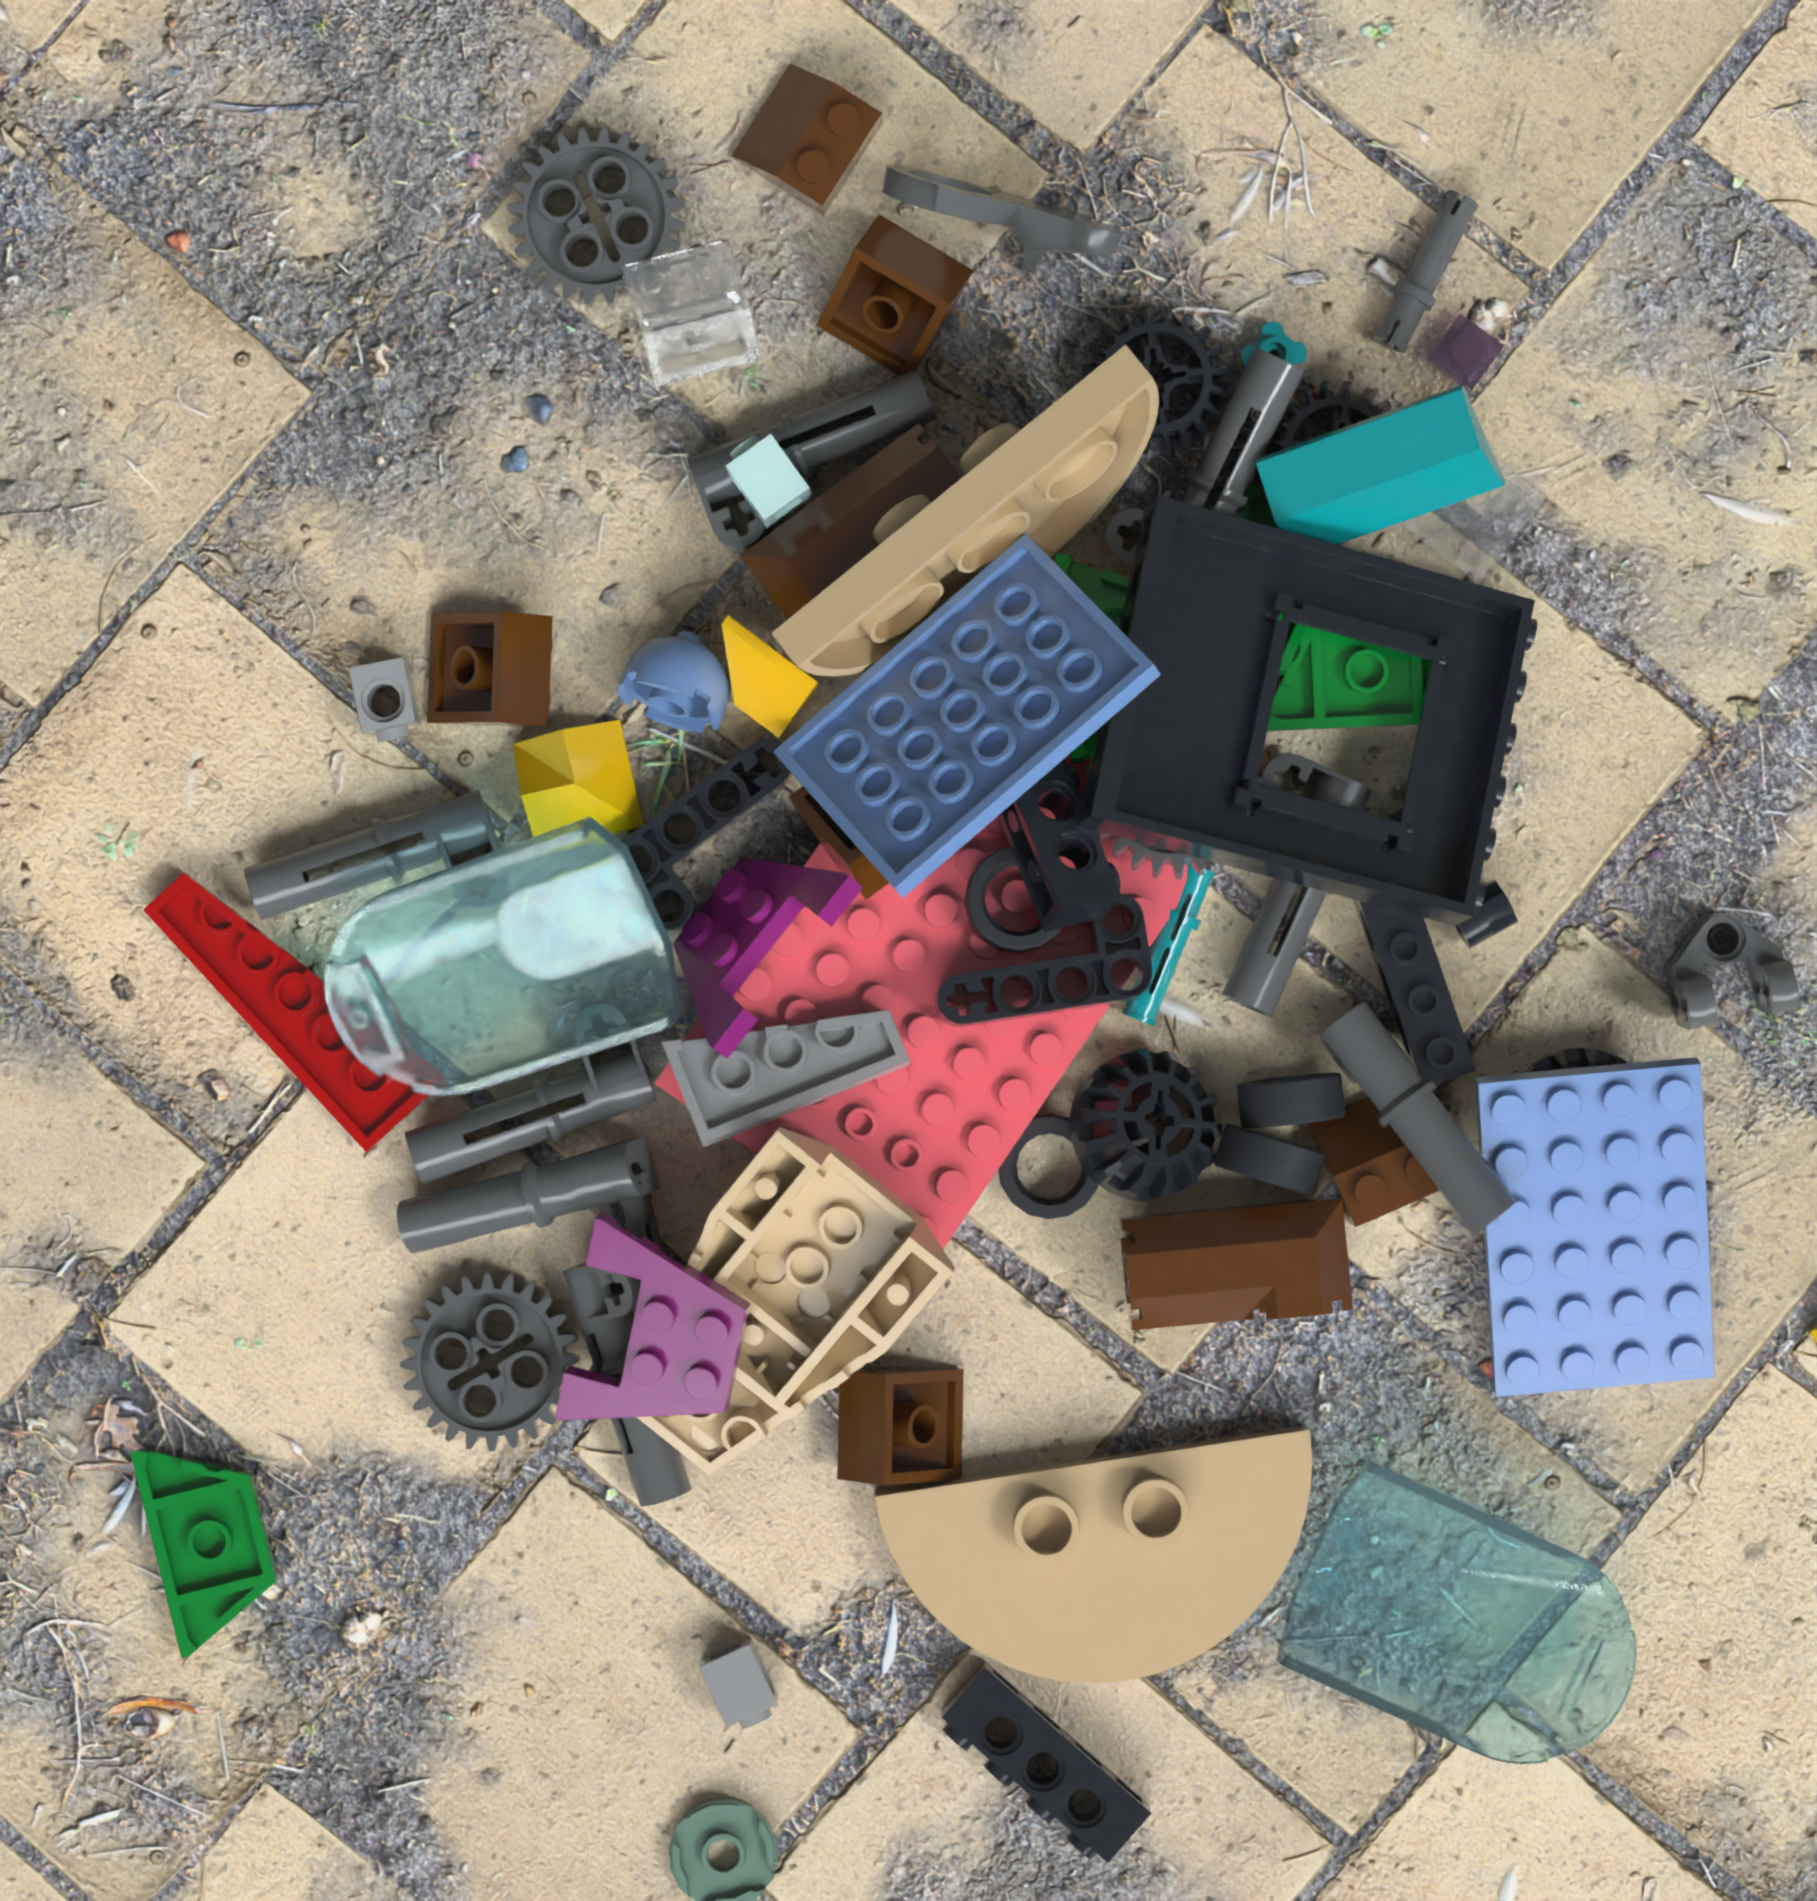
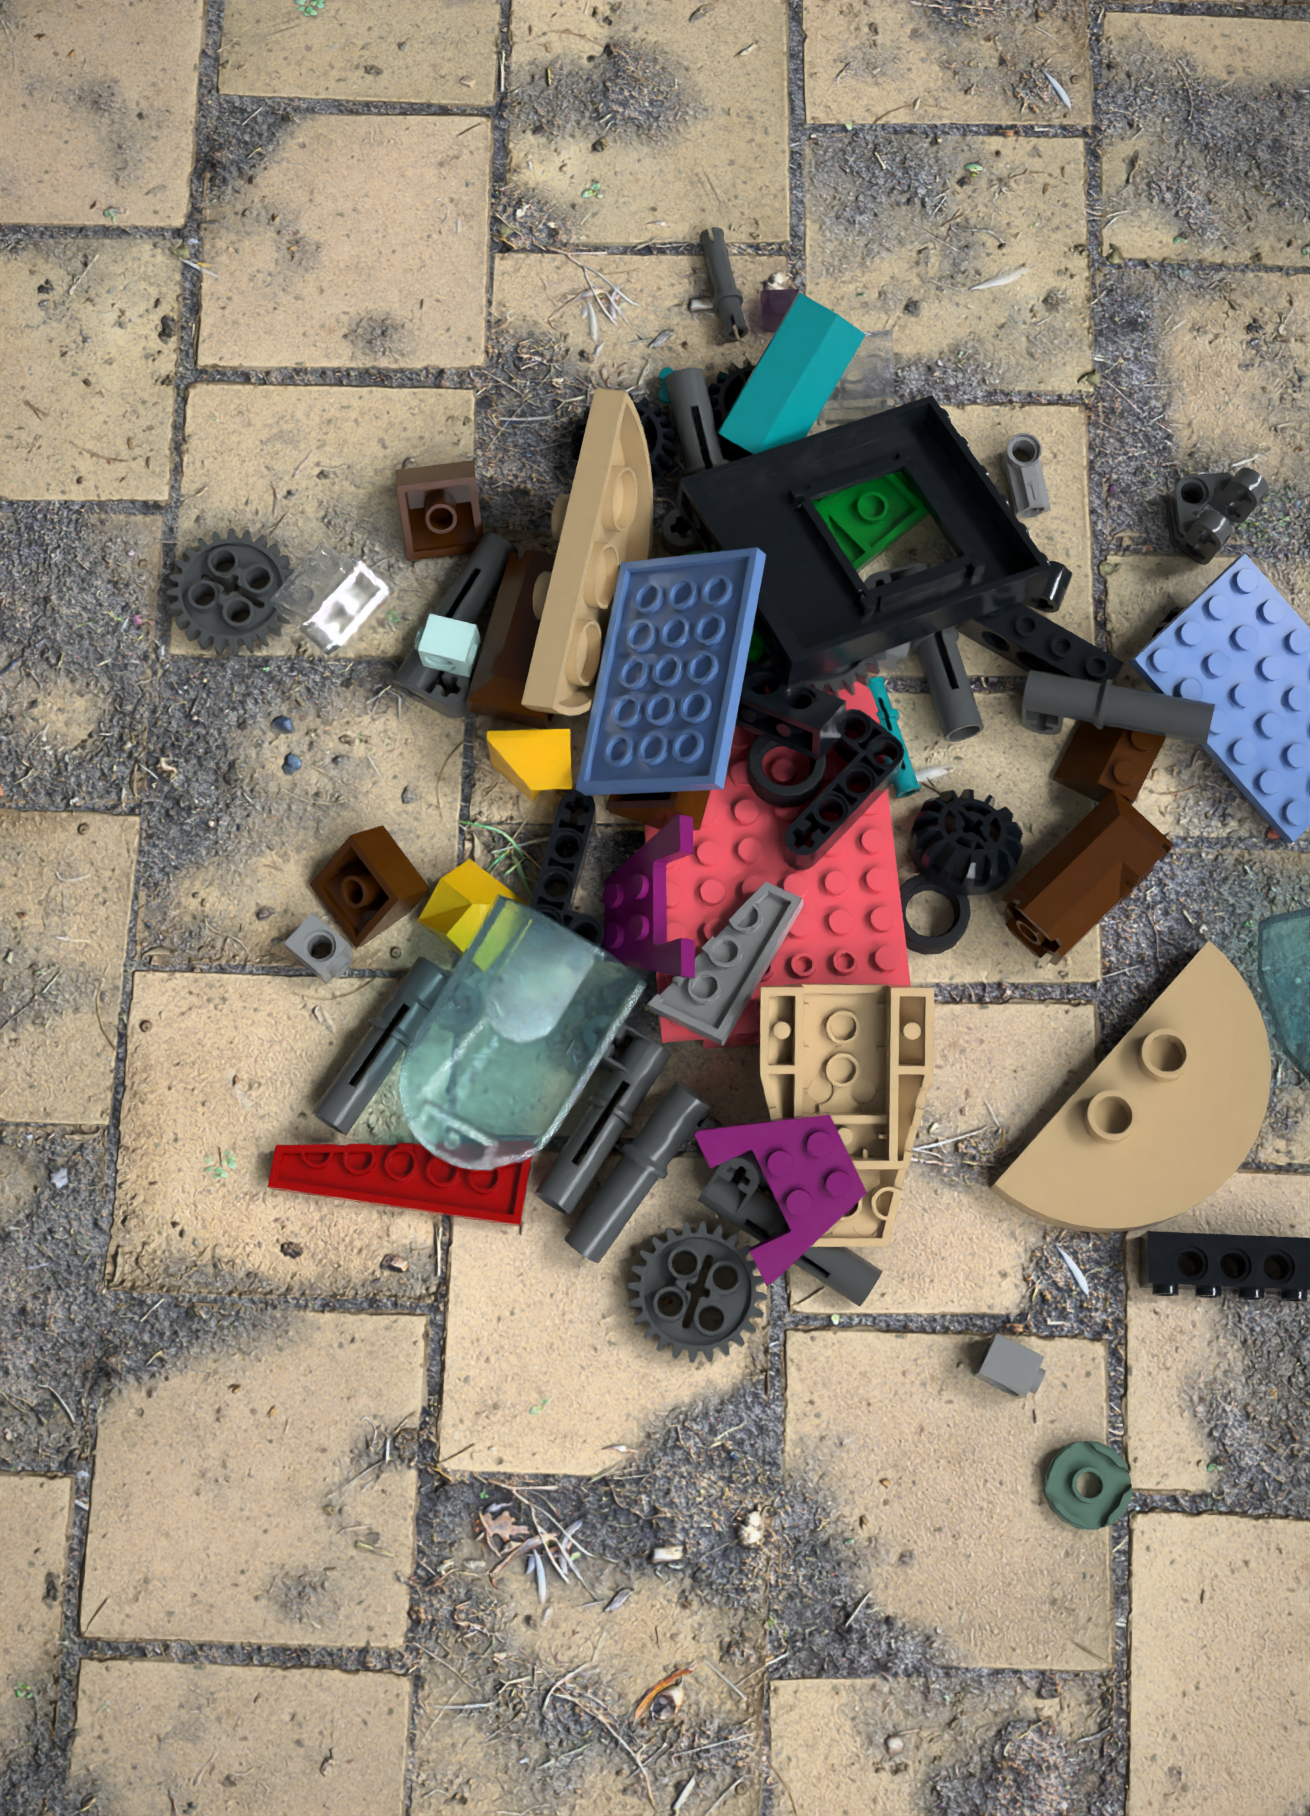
camera: 40 degrees left, 15 degrees down
(205, 1541) = (611, 1551): green wing -> none
(678, 682) = (488, 807): medium blue cylinder -> none
(808, 137) = (322, 462): reddish brown slope -> none
(900, 1425) = (971, 1131): reddish brown slope -> none
(1036, 223) = (450, 414): dark grey animal -> none
(1269, 1159) = (1052, 804): black tyre -> none
(1290, 1100) = (1035, 763): black tyre -> none
(1561, 776) = (1025, 478): none -> light grey piece

